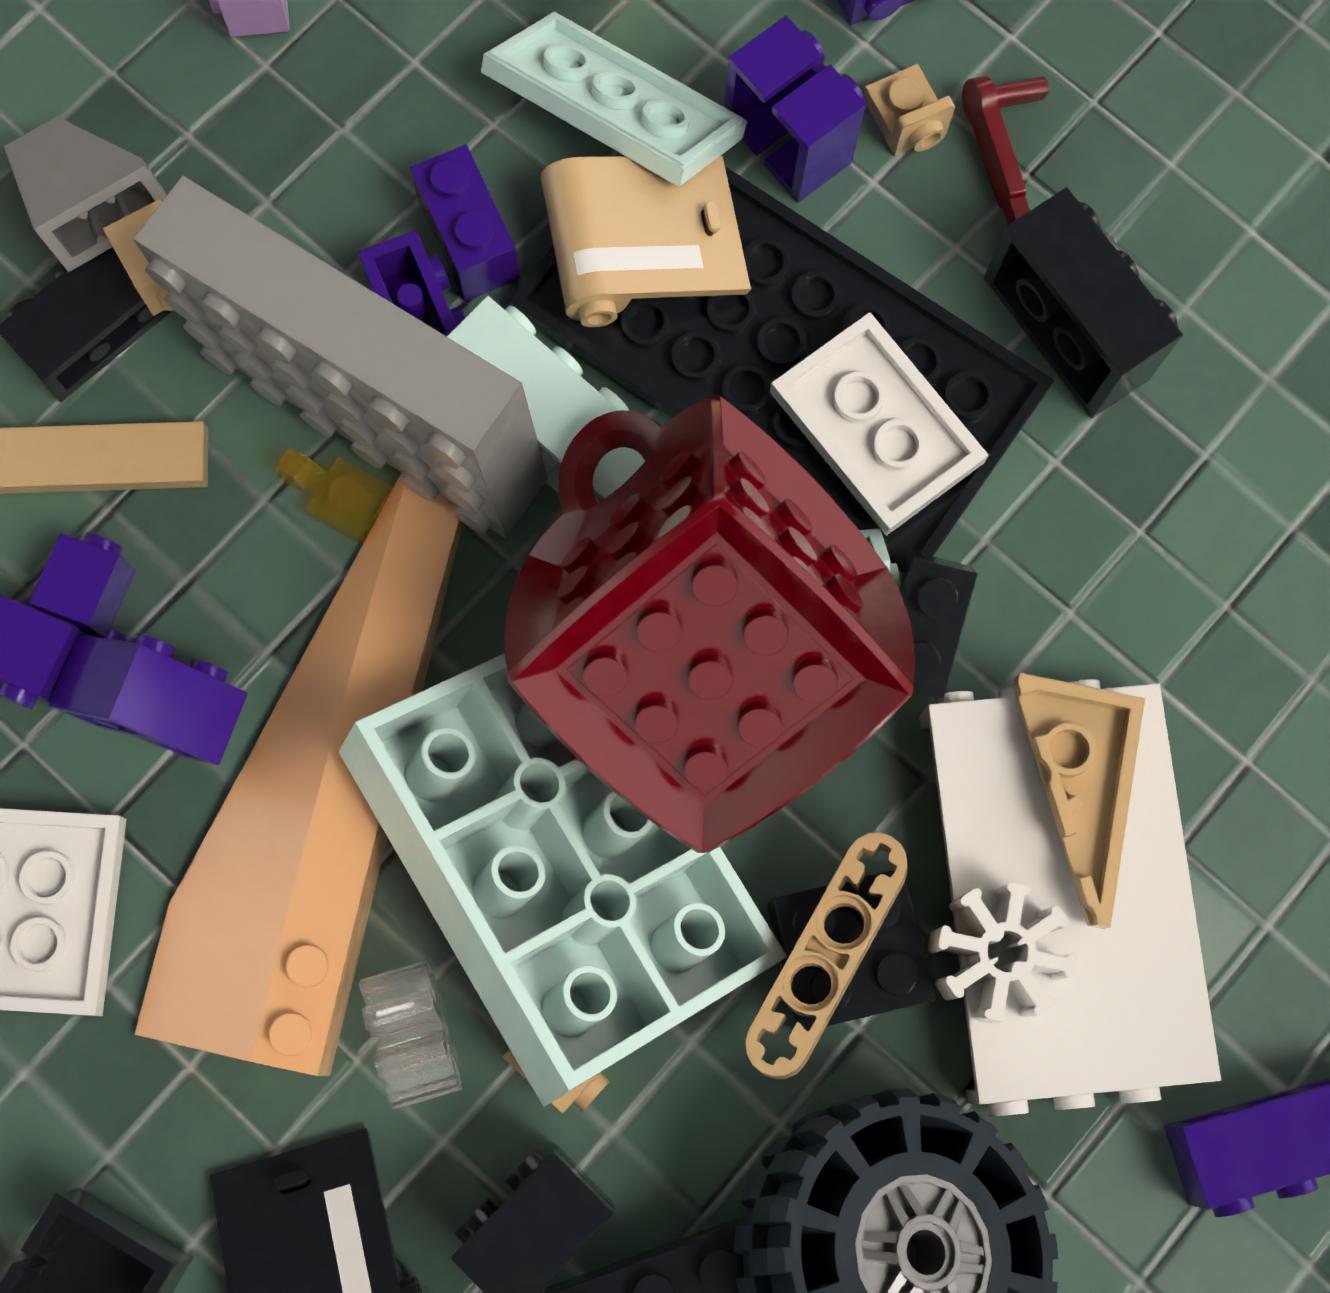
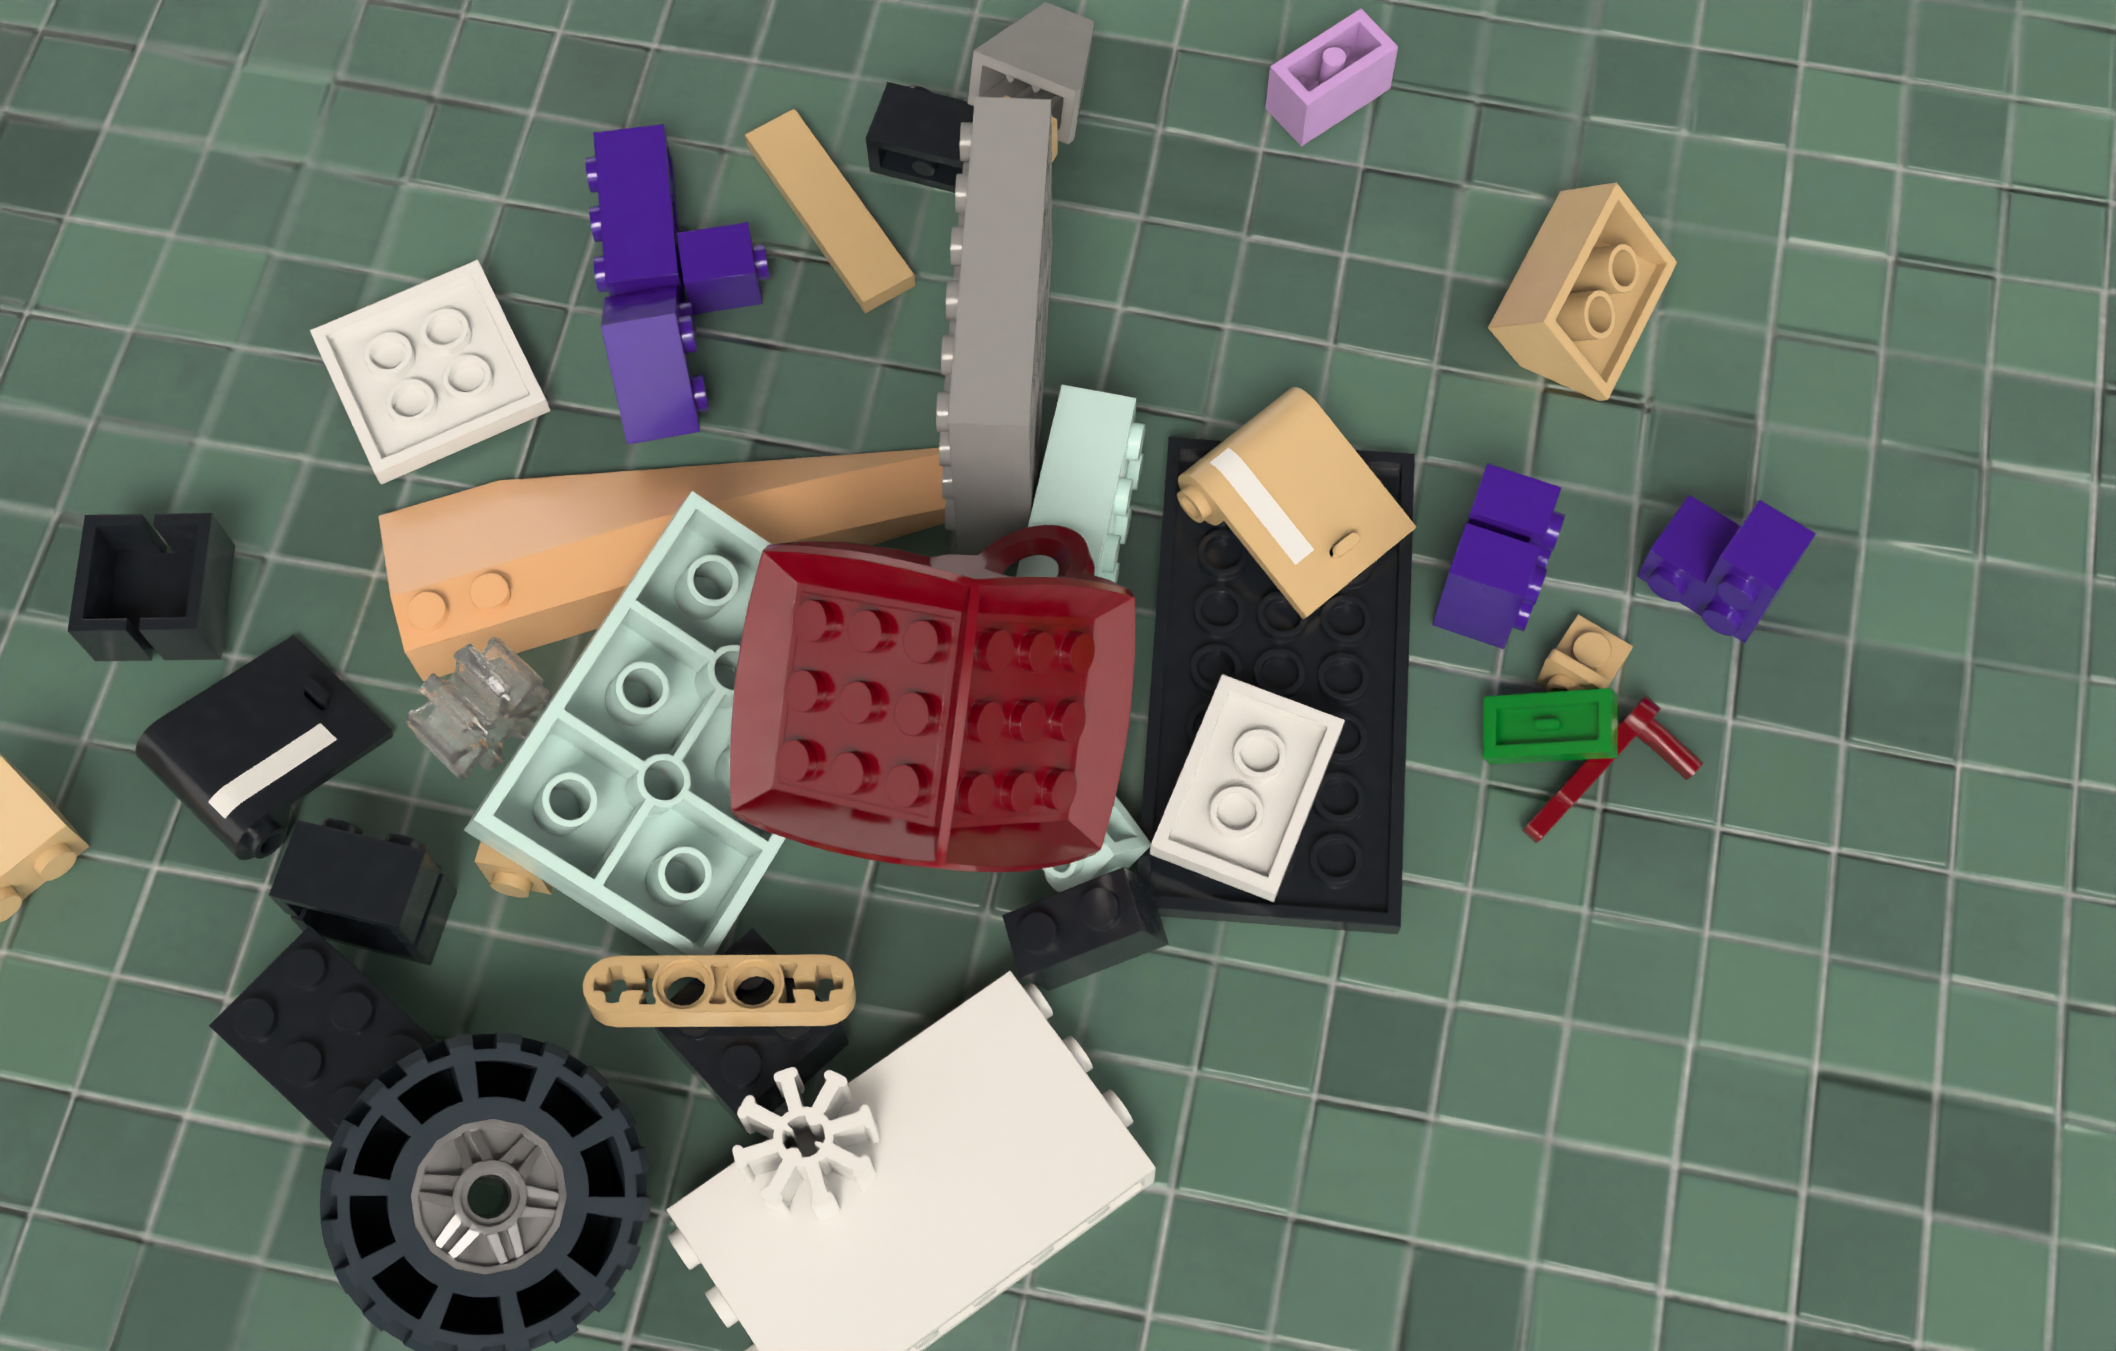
camera: 65 degrees right, 10 degrees down
(342, 498) = (913, 409): clear yellow plate -> none
(411, 280) = (1115, 352): dark purple brick -> none
(465, 222) = (1214, 365): dark purple brick -> none
(614, 97) = (1407, 413): light aqua tile -> none
(955, 164) = (1550, 726): none -> green plate
(1081, 302) = (1487, 903): black brick -> none
(1087, 762) = (1036, 1129): tan wing -> none

